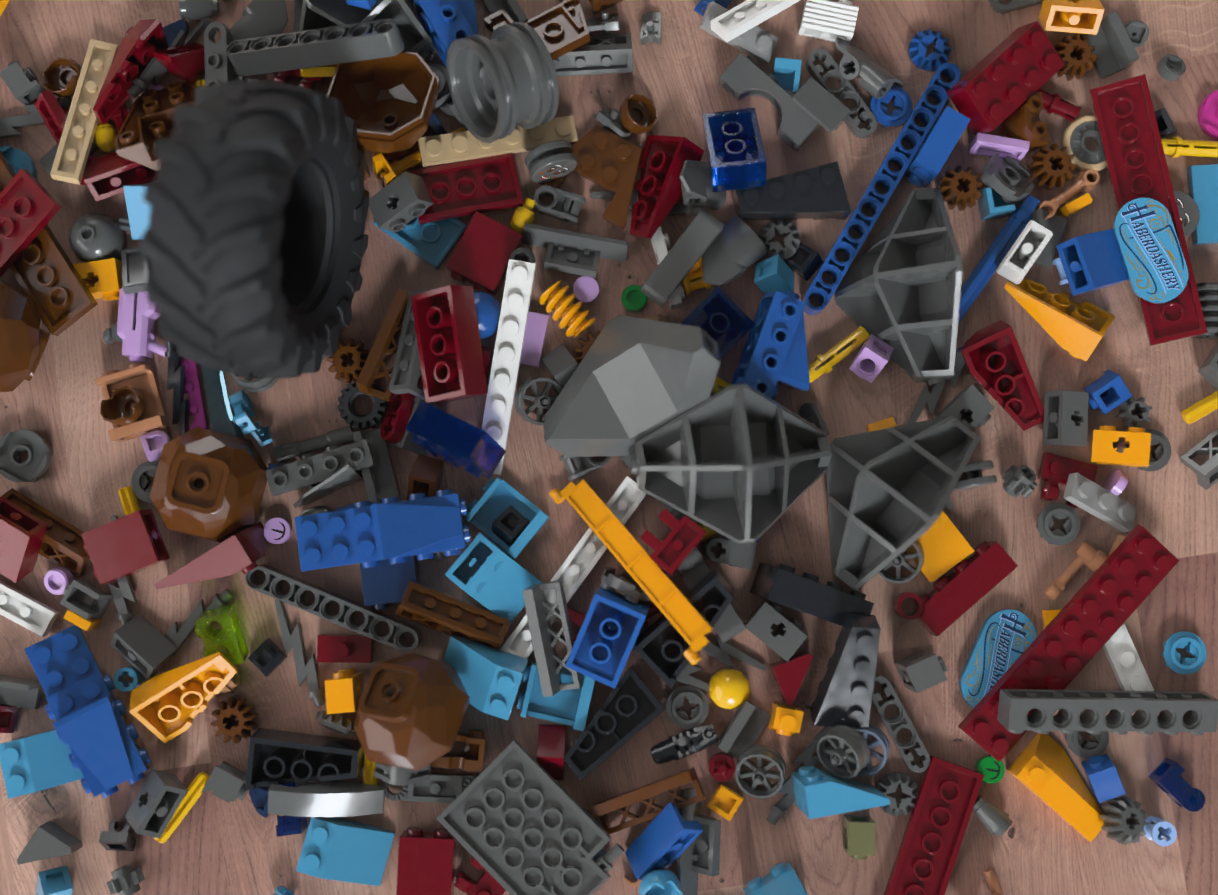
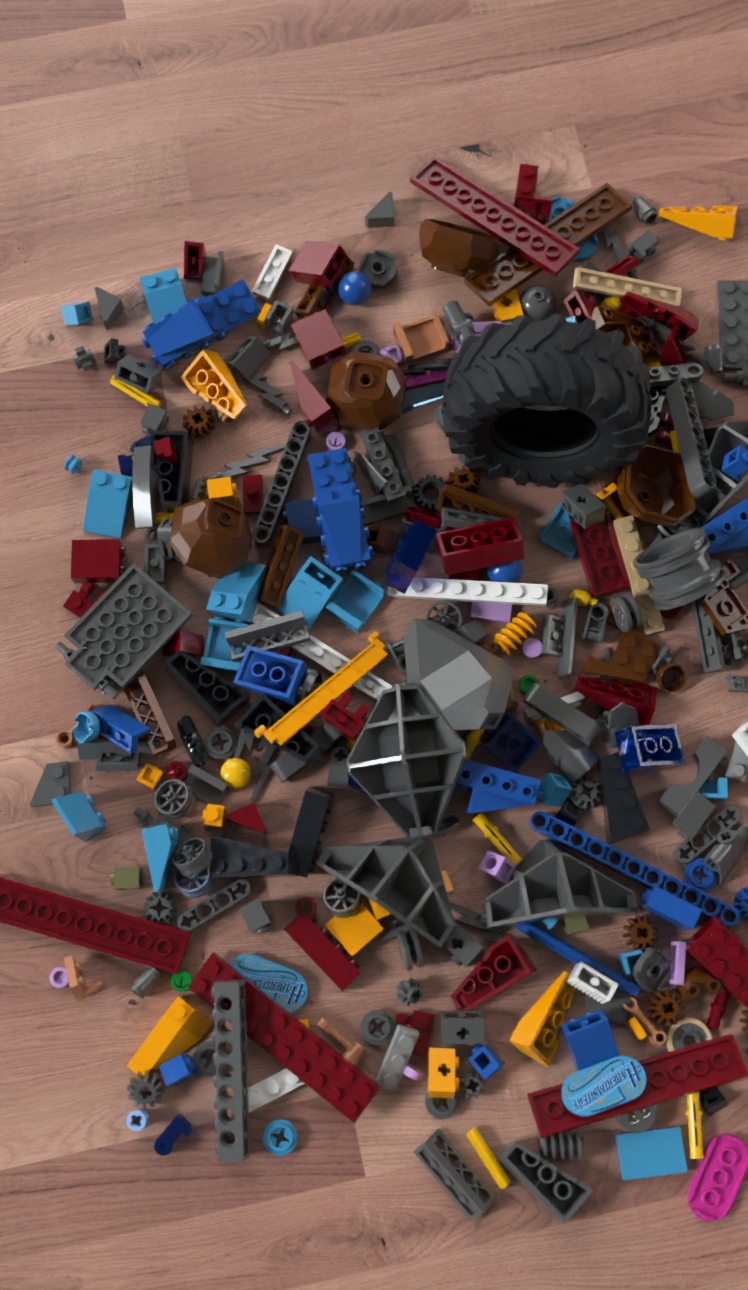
camera: 85 degrees right, 10 degrees down
(51, 490) = (355, 288): none -> blue piece
(57, 580) = (292, 298): lavender tile -> none
(62, 76) = (651, 271): reddish brown hair -> none
(123, 685) = (224, 343): dark azure bush -> none
(124, 406) = (416, 330): reddish brown hair -> none
(125, 345) = (459, 325): none -> dark grey piece
(173, 29) = (695, 342): dark blue tile -> none
(229, 636) = (259, 413): clear neon green brick -> none
(243, 417) = (415, 410): dark azure piece -> none
(267, 657) = (244, 441): black tile -> none
(277, 768) = (166, 450): none -> dark red piece
(435, 125) = (645, 530): dark blue tile -> none
(466, 753) = (182, 579): reddish brown cylinder -> none
(484, 254) = (552, 569): dark red brick -> none
(509, 525) = (350, 602): black slope -> none
(787, 641) = (271, 810): dark grey brick -> none

